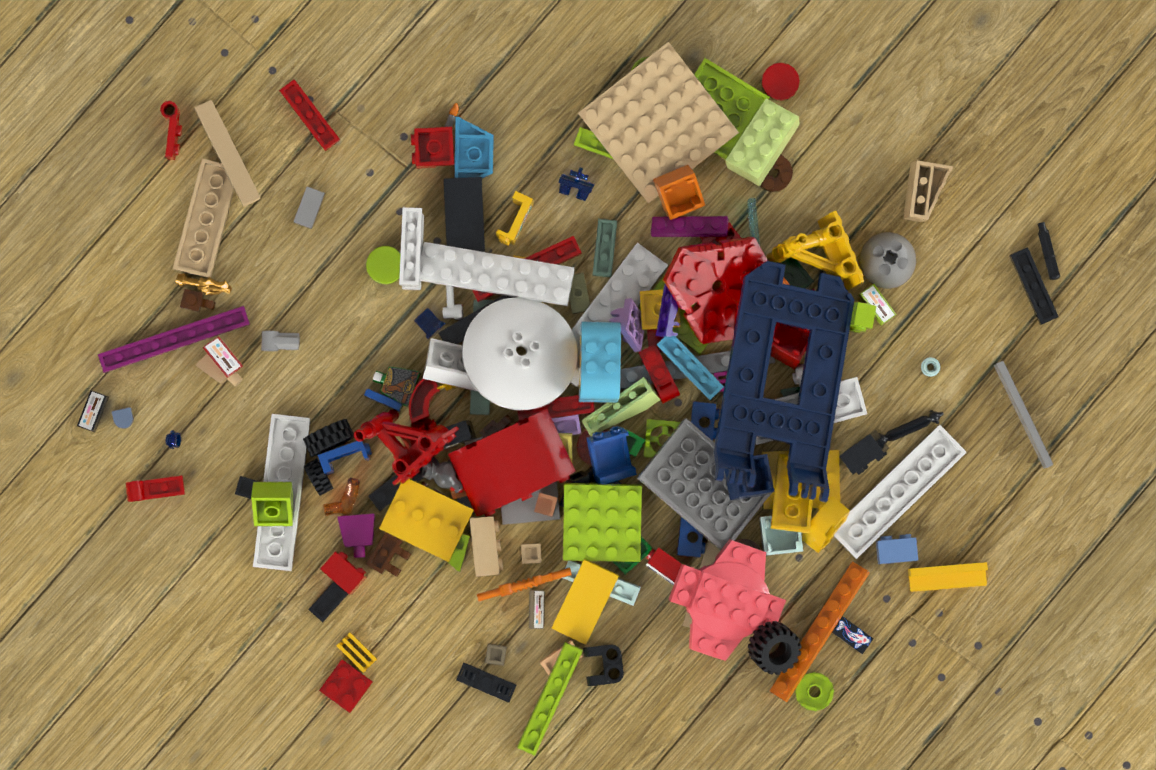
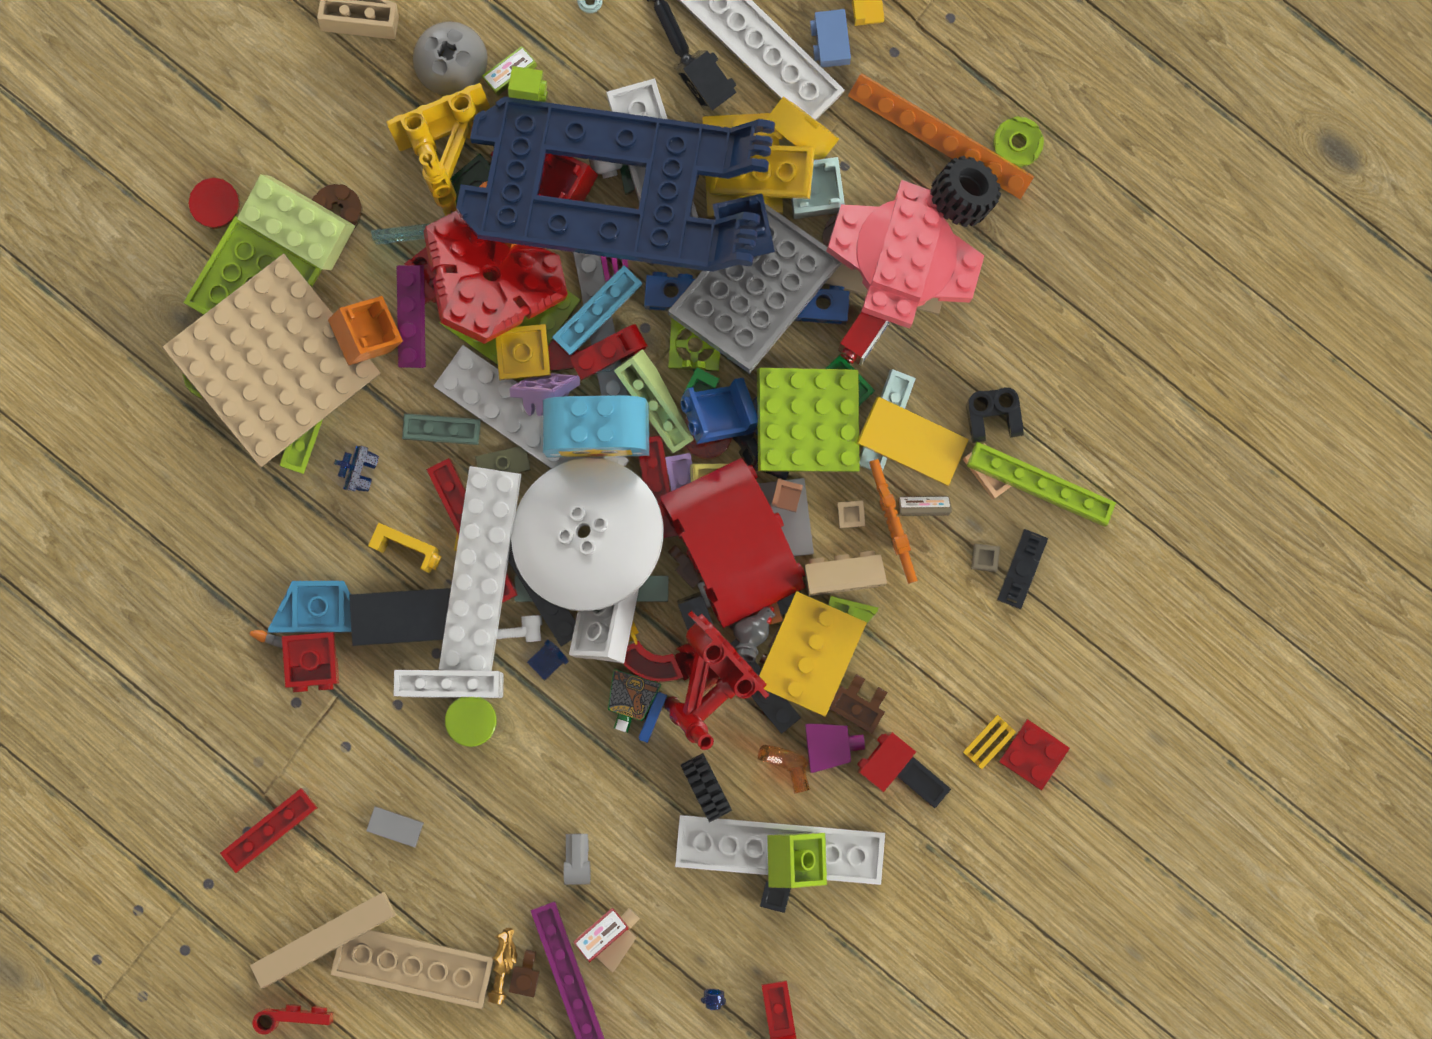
camera: 90 degrees left, 0 degrees up
(318, 478) = (759, 800): black tyre -> none
(327, 457) = (733, 790): blue panel -> none
(667, 315) = (529, 340): dark purple plate -> none
(852, 635) = (944, 93): tile -> none

